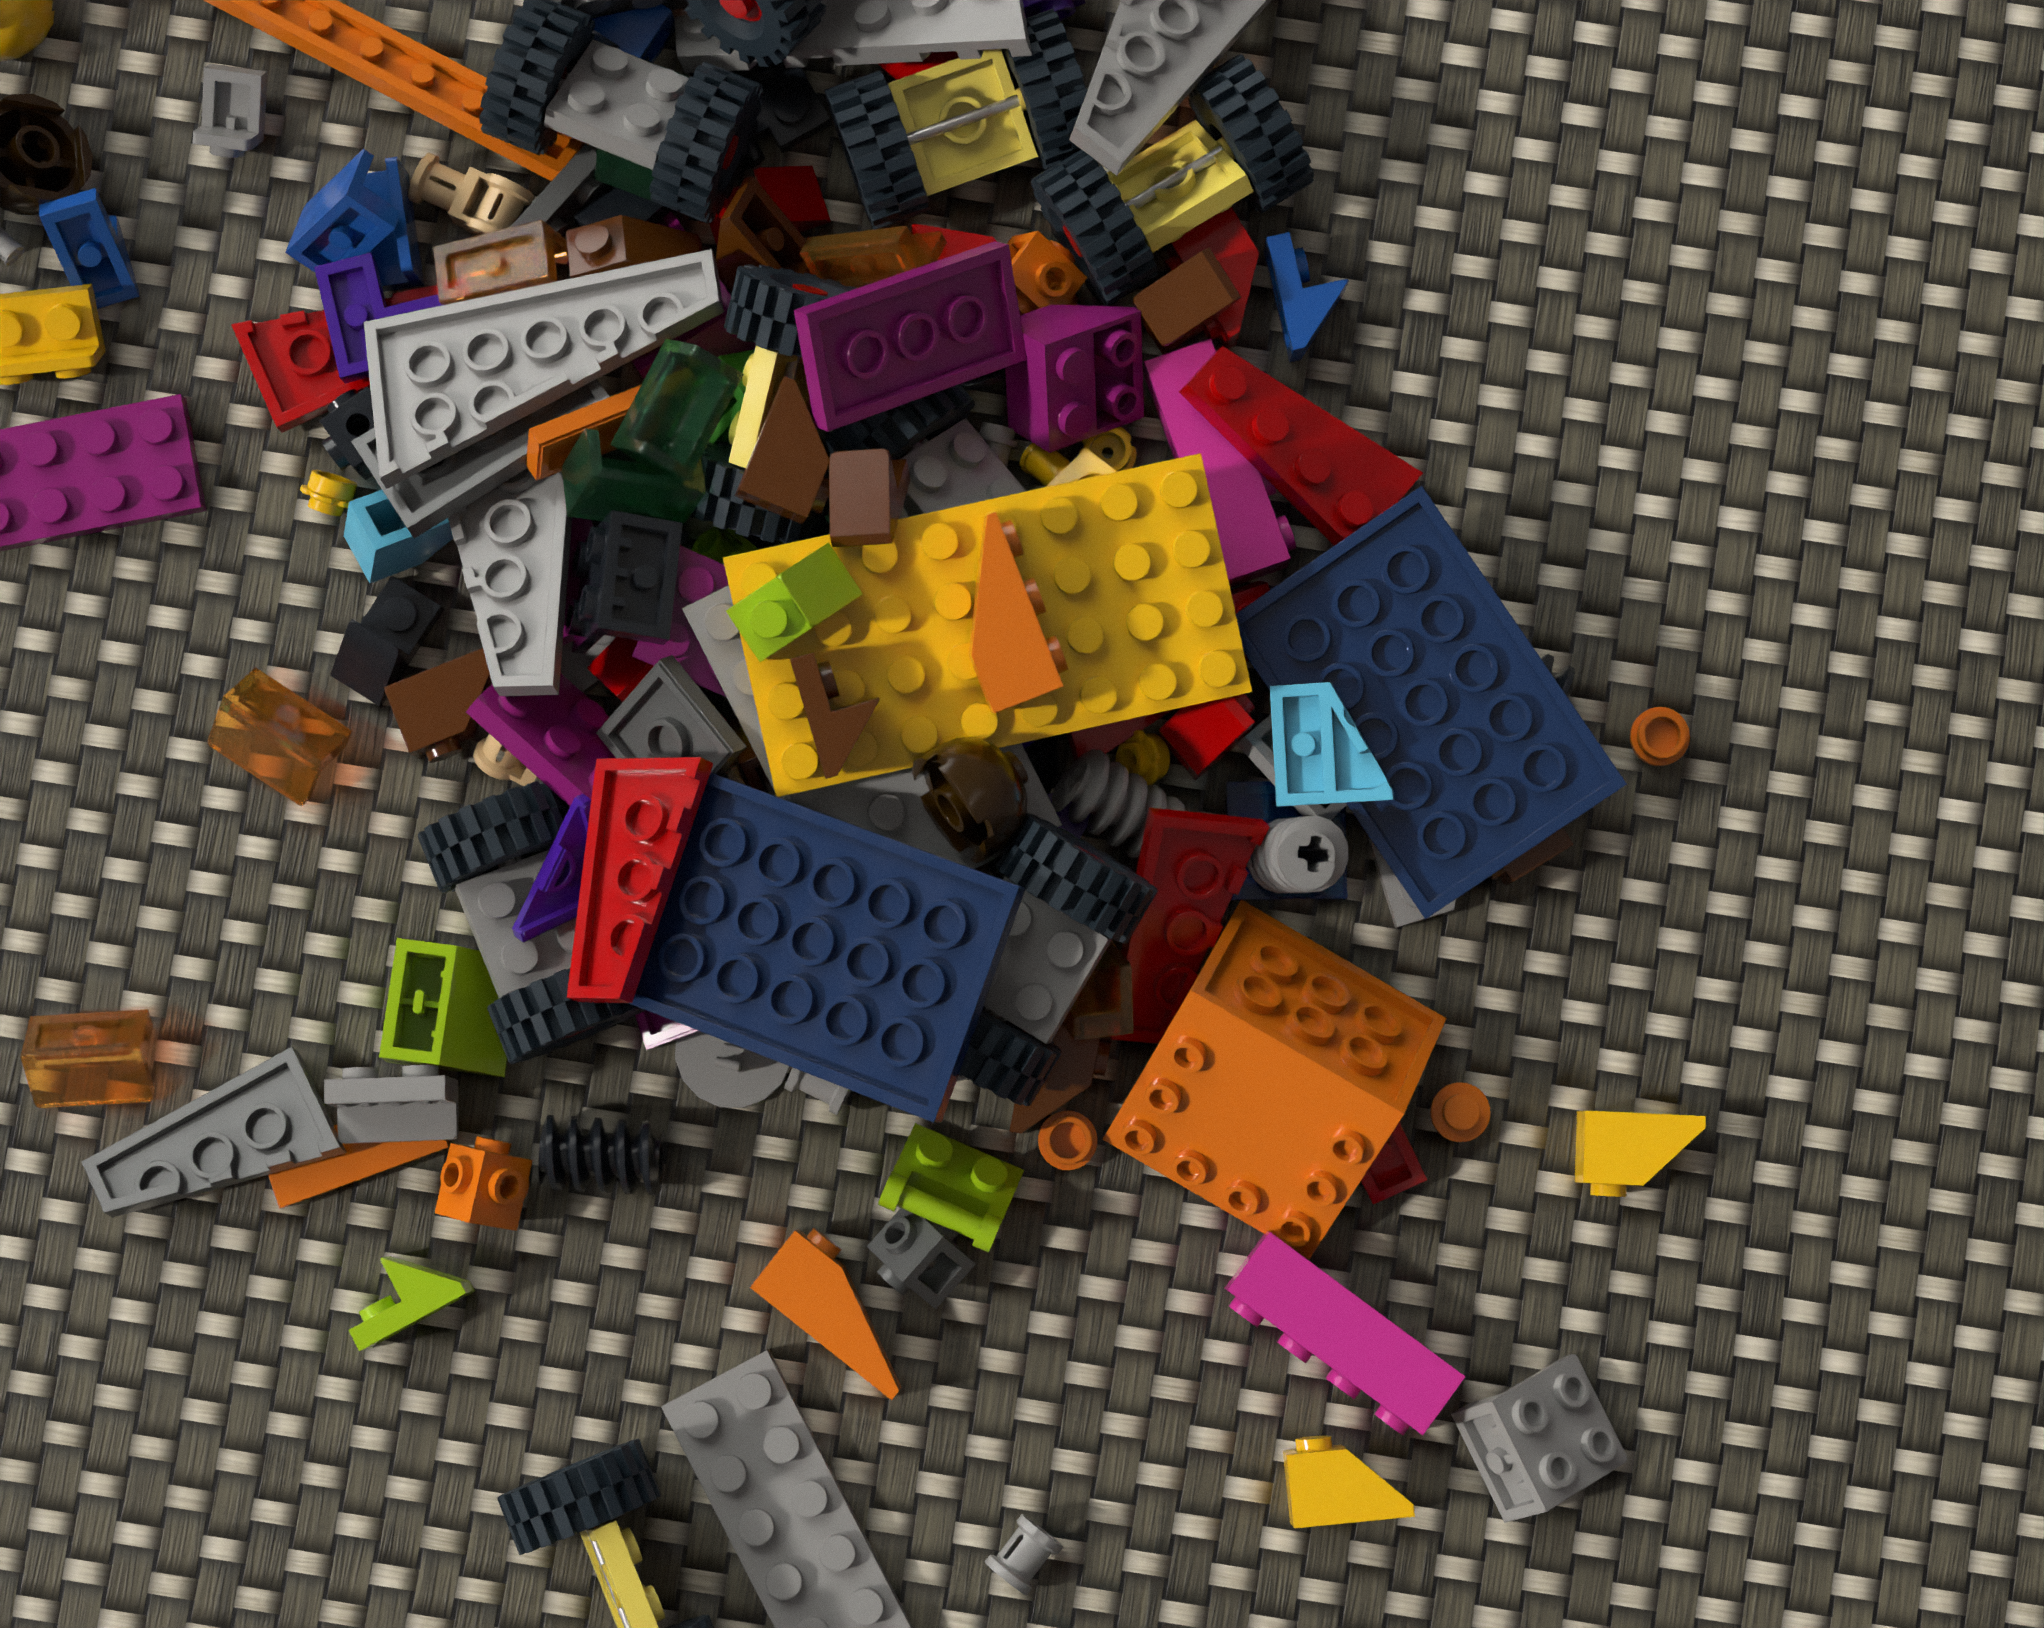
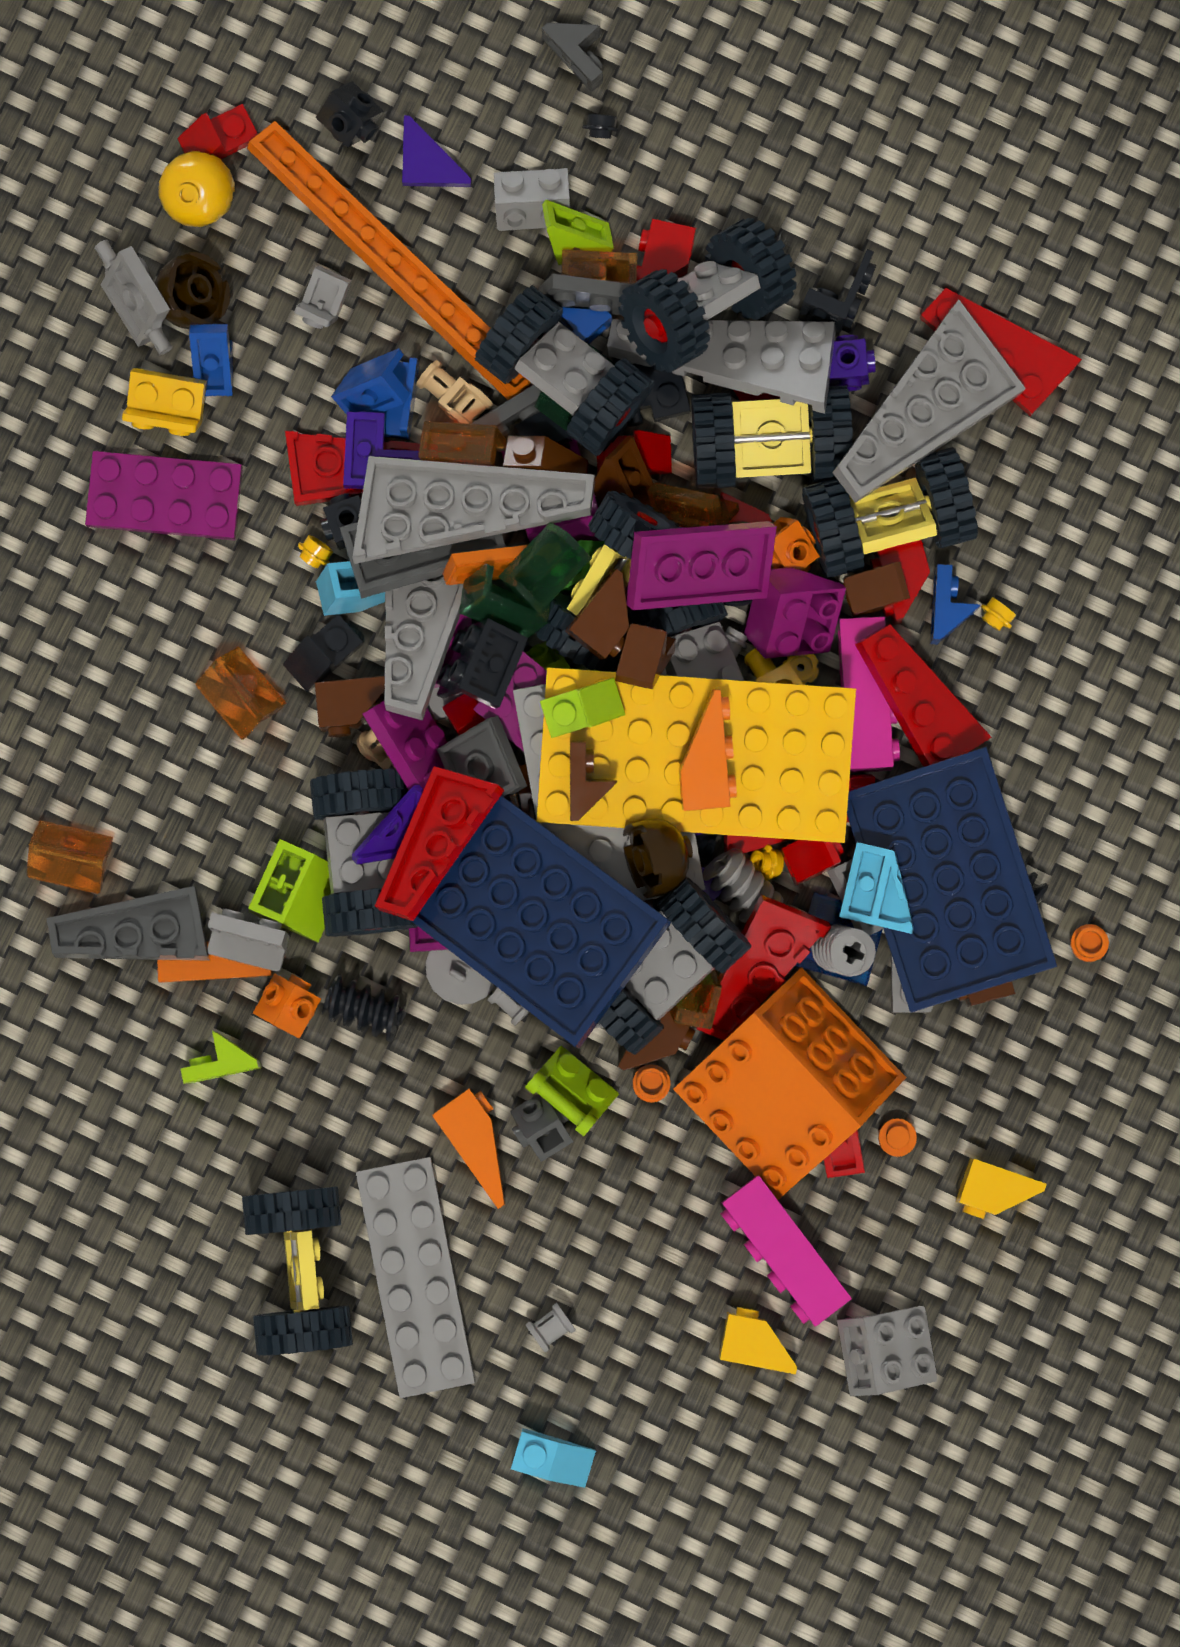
camera: 15 degrees right, 0 degrees up
(1377, 288) = (997, 614): none -> yellow plate

